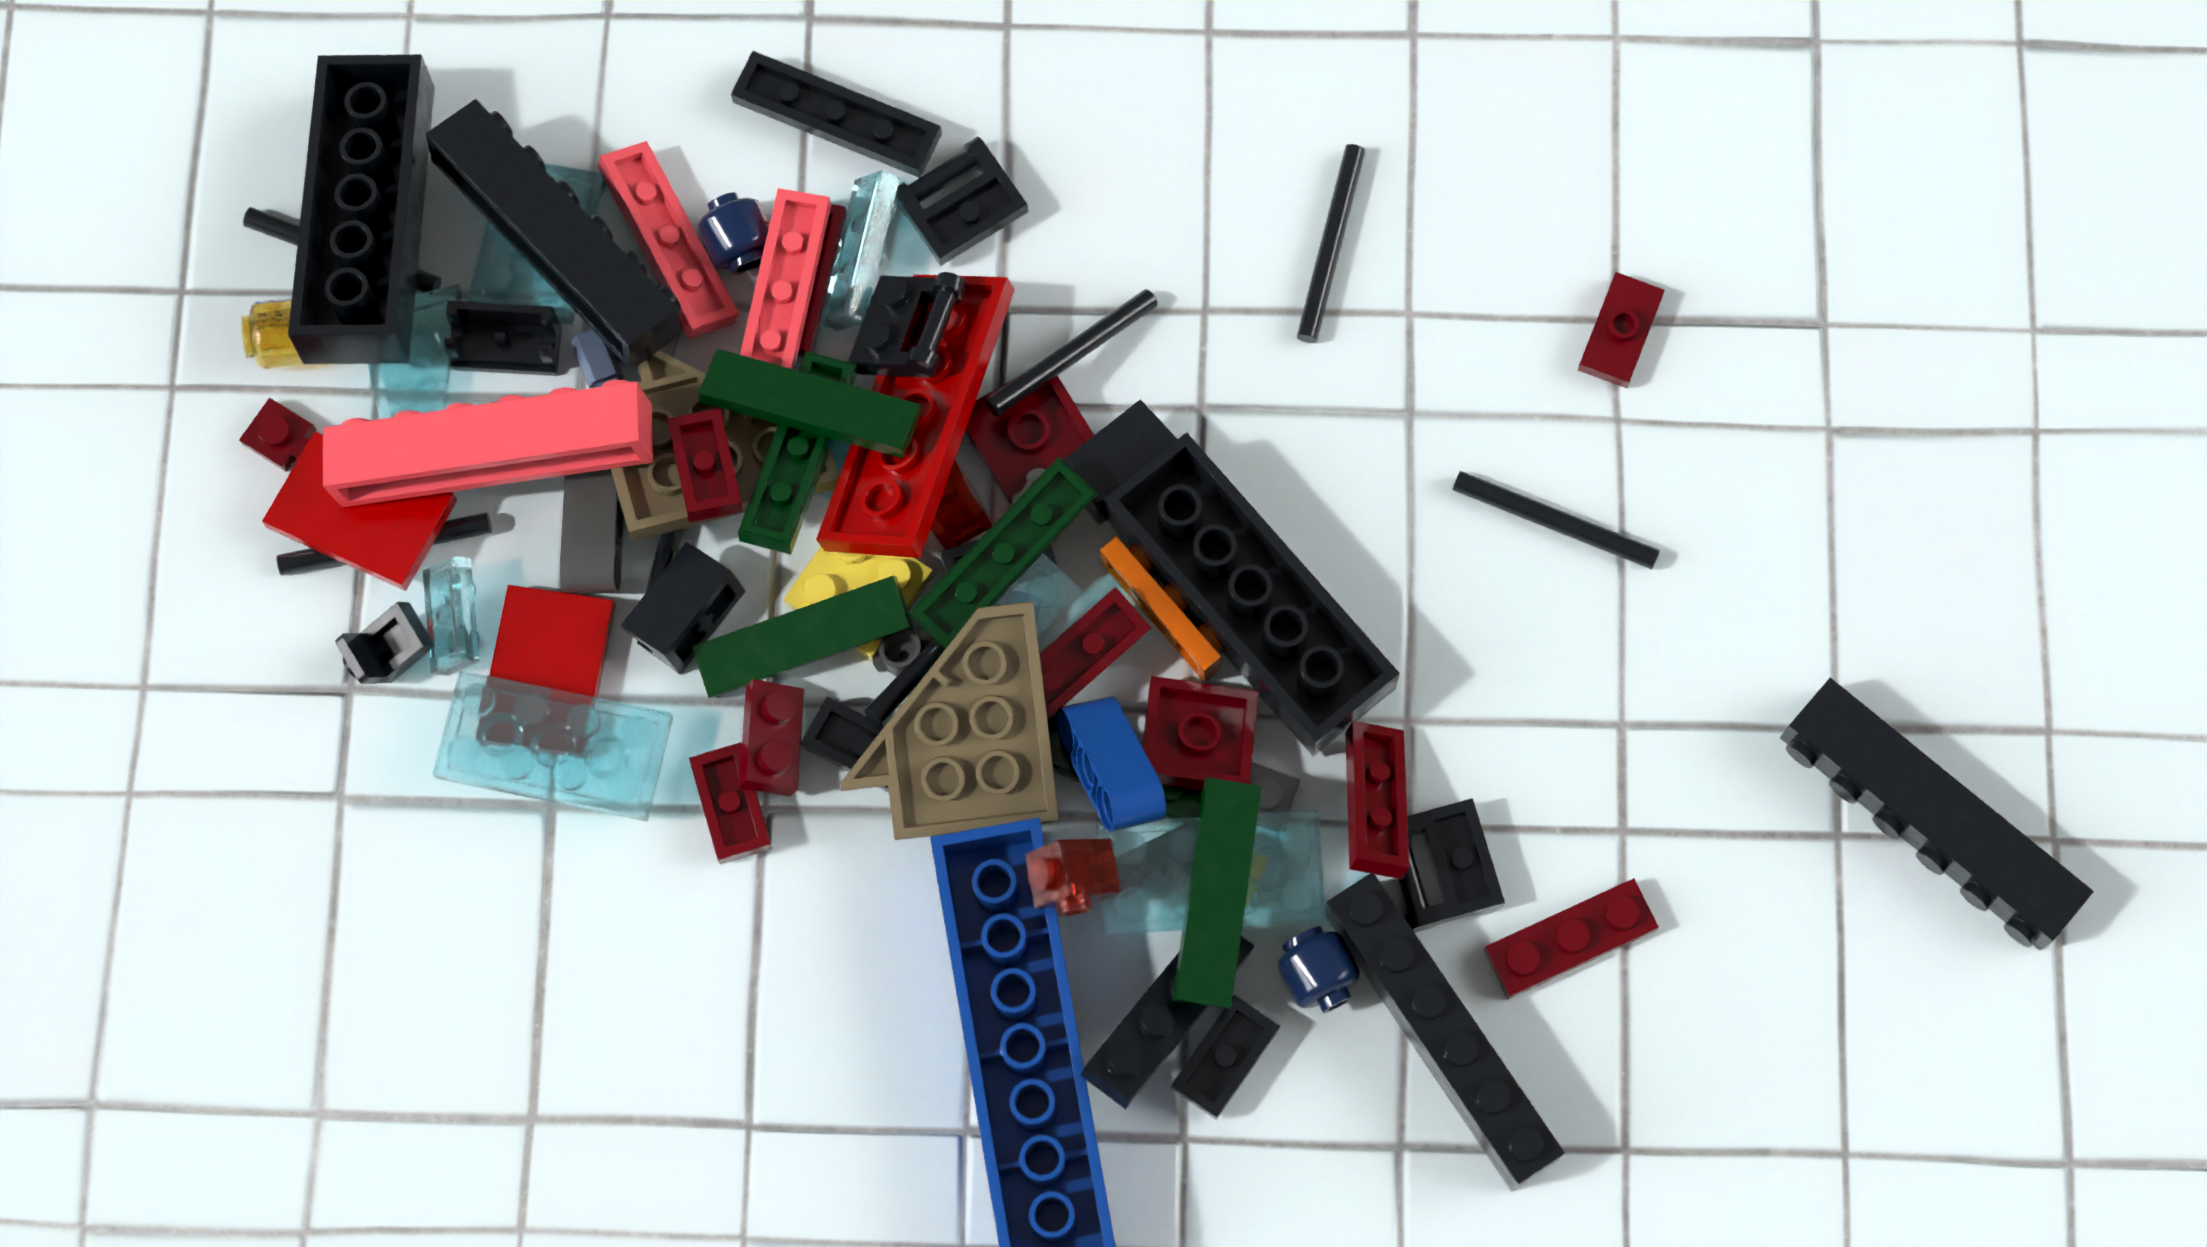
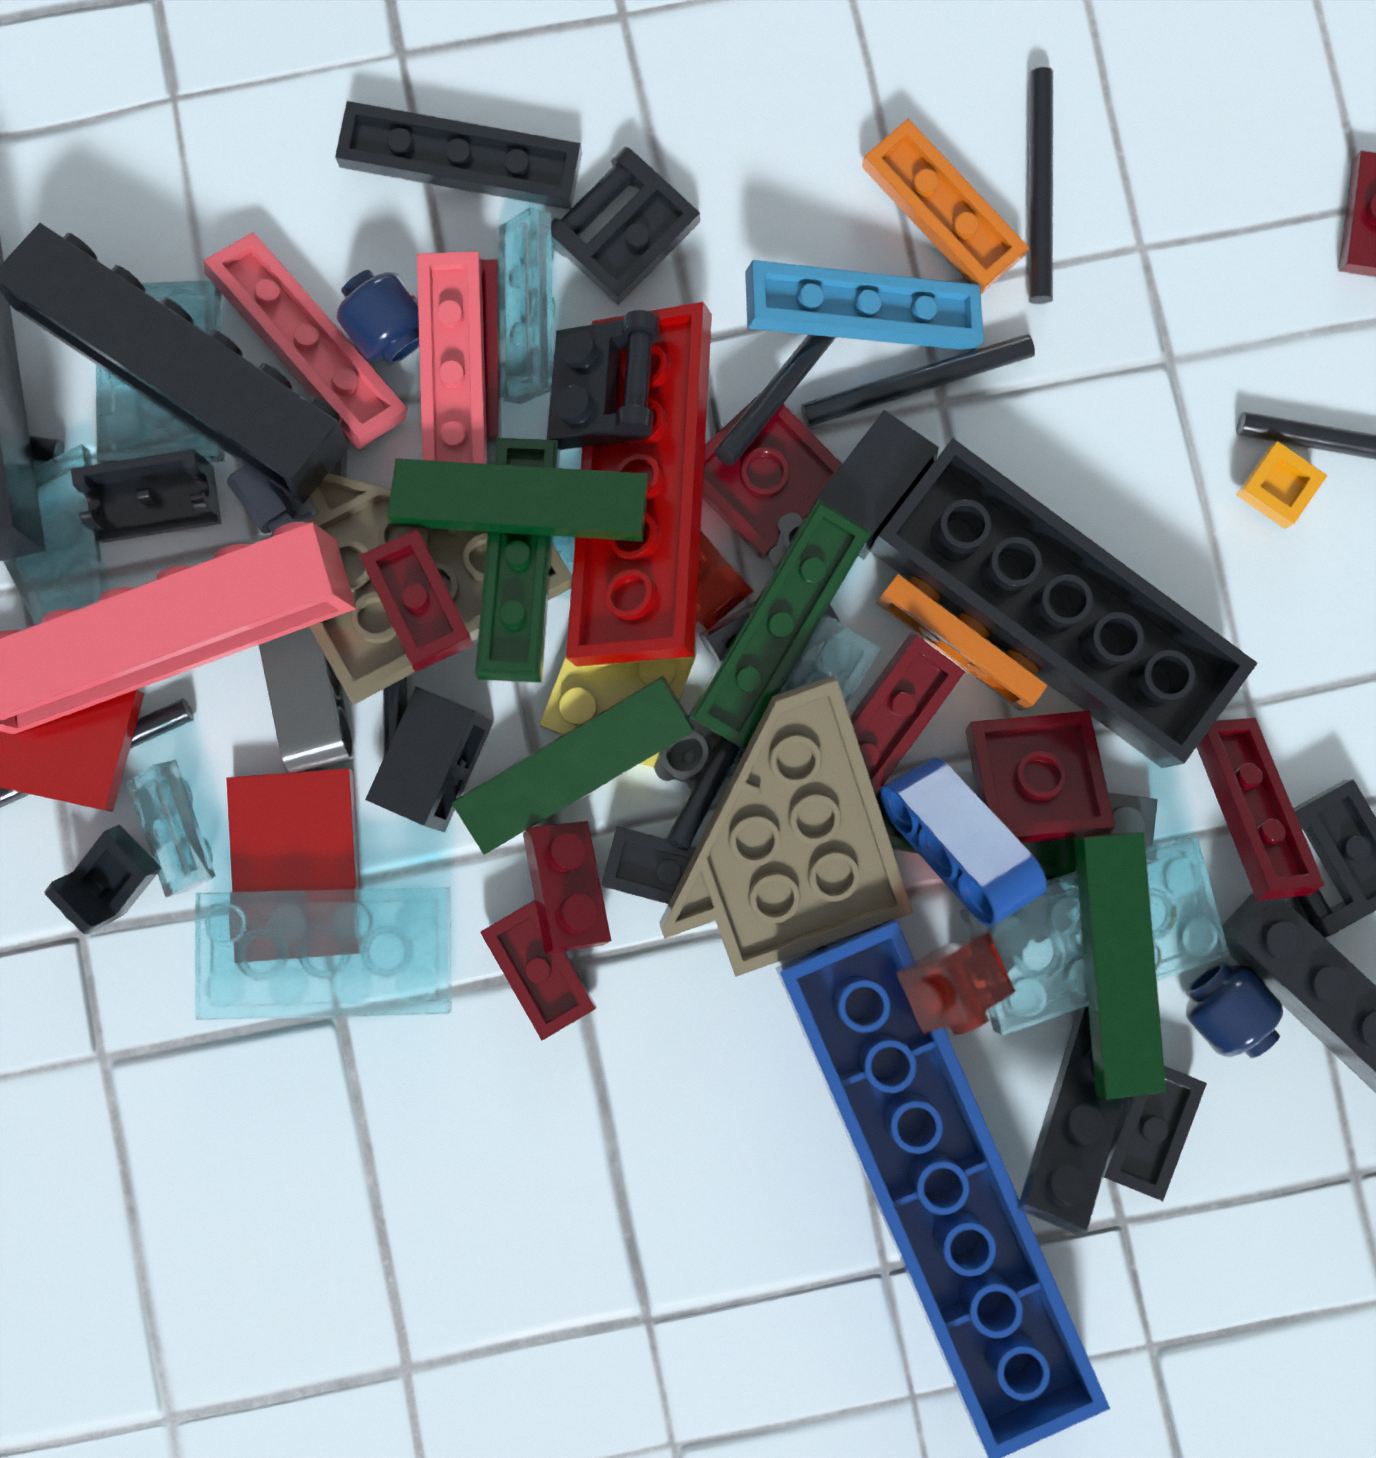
camera: 20 degrees left, 10 degrees up
(1145, 310) = (863, 306): none -> dark azure plate
(1183, 383) = (918, 380): none -> black bar
(1240, 243) = (944, 206): none -> orange plate
(1474, 538) = (1281, 485): none -> light orange plate

